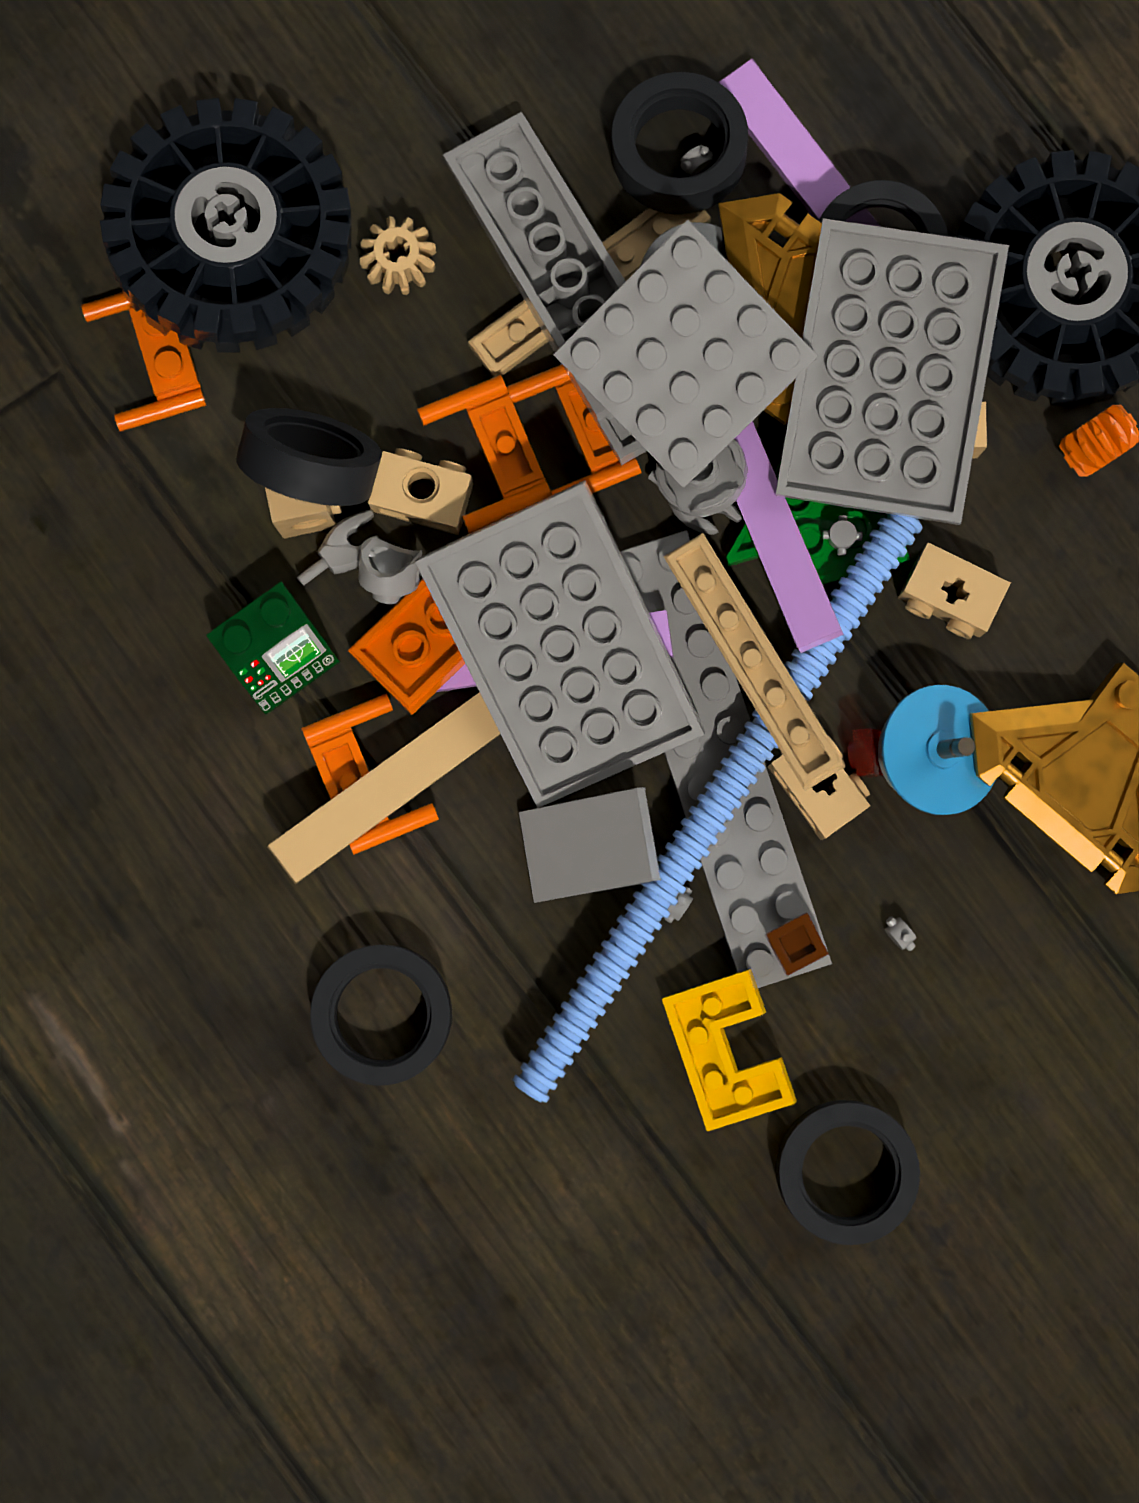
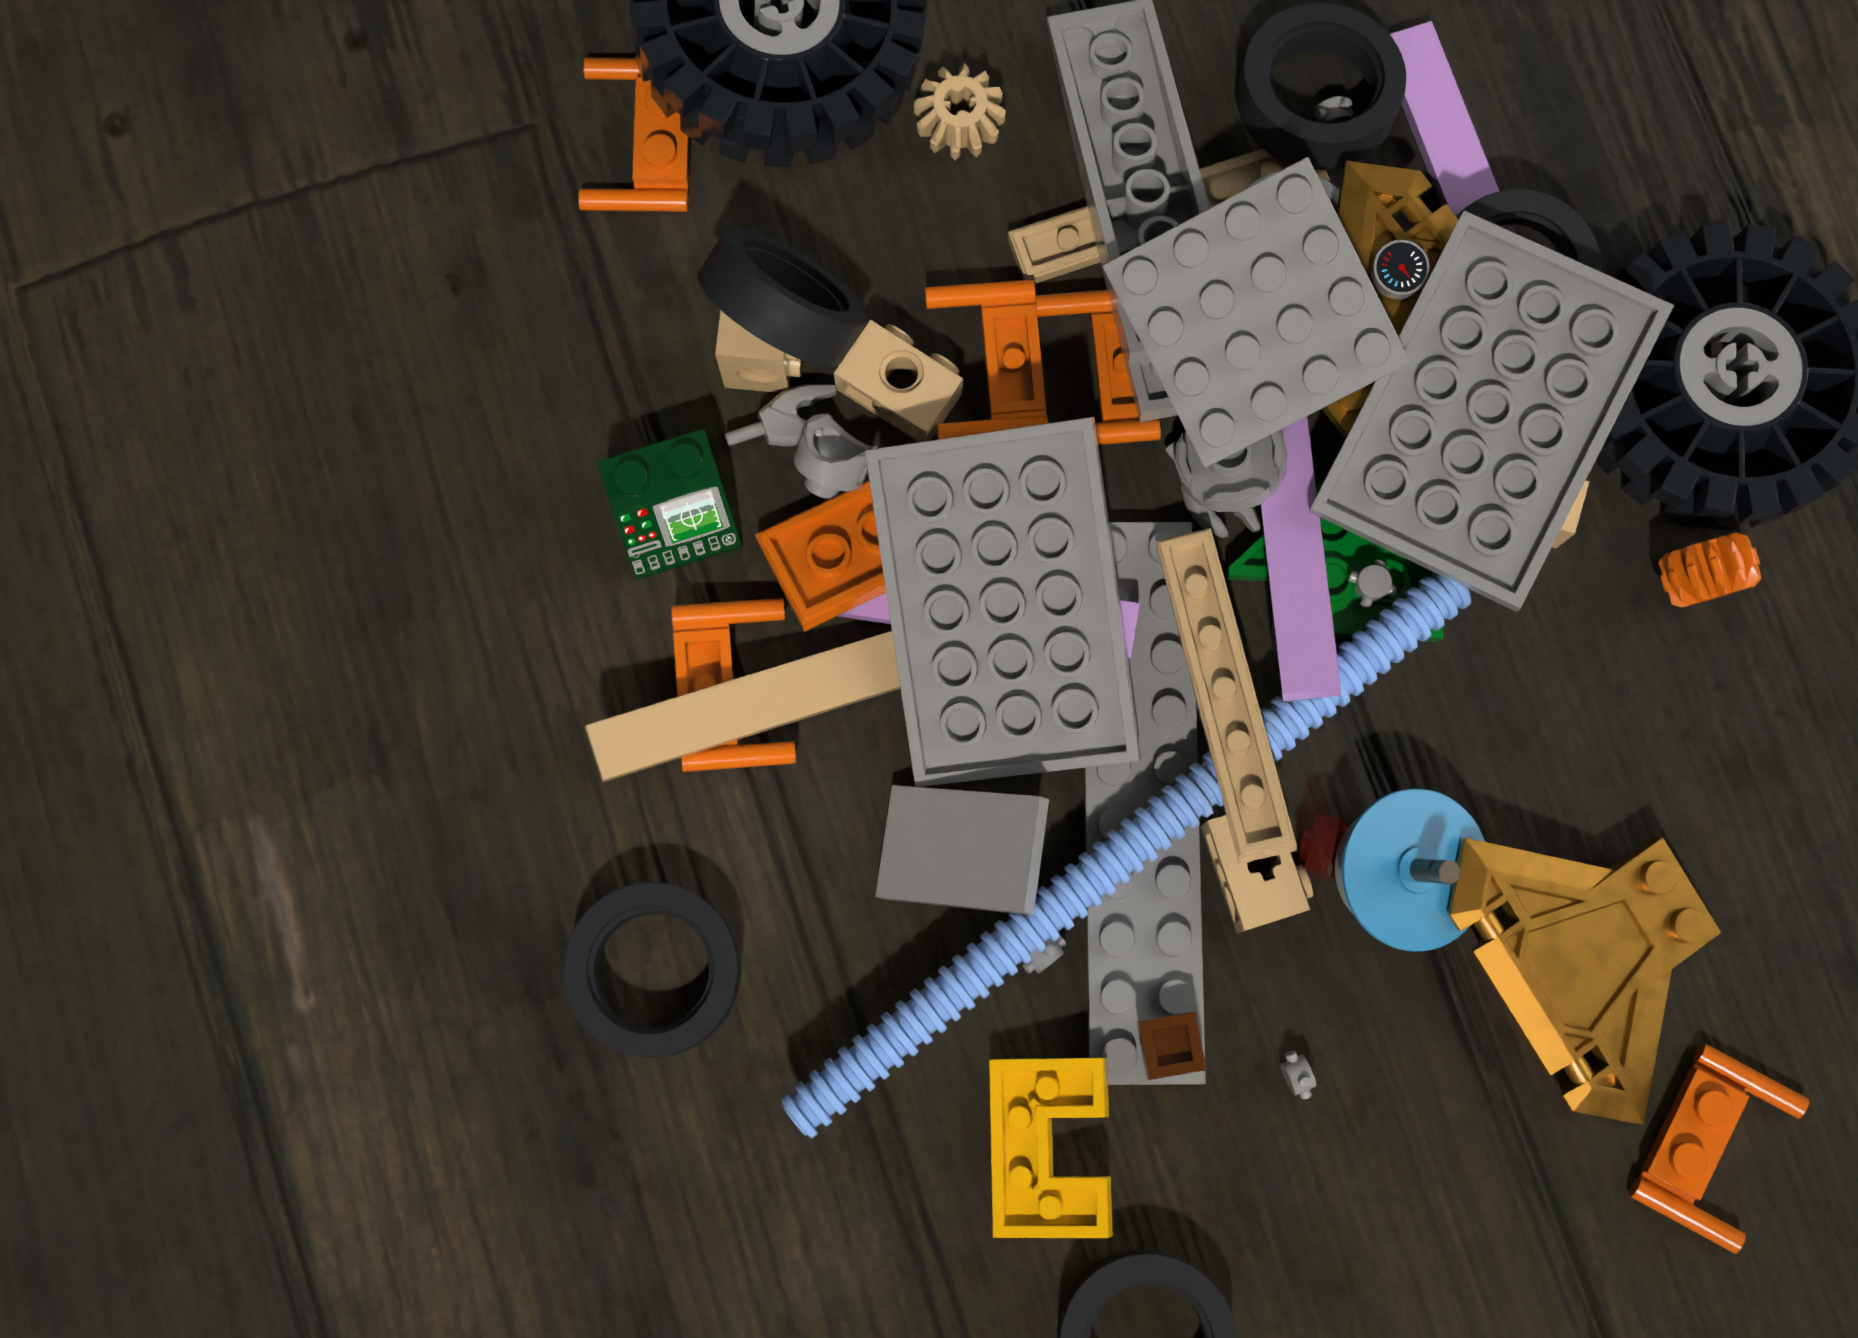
camera: 15 degrees right, 5 degrees down
(787, 280) = (1399, 269): none -> black tile
(978, 592) = (1512, 697): tan brick -> none

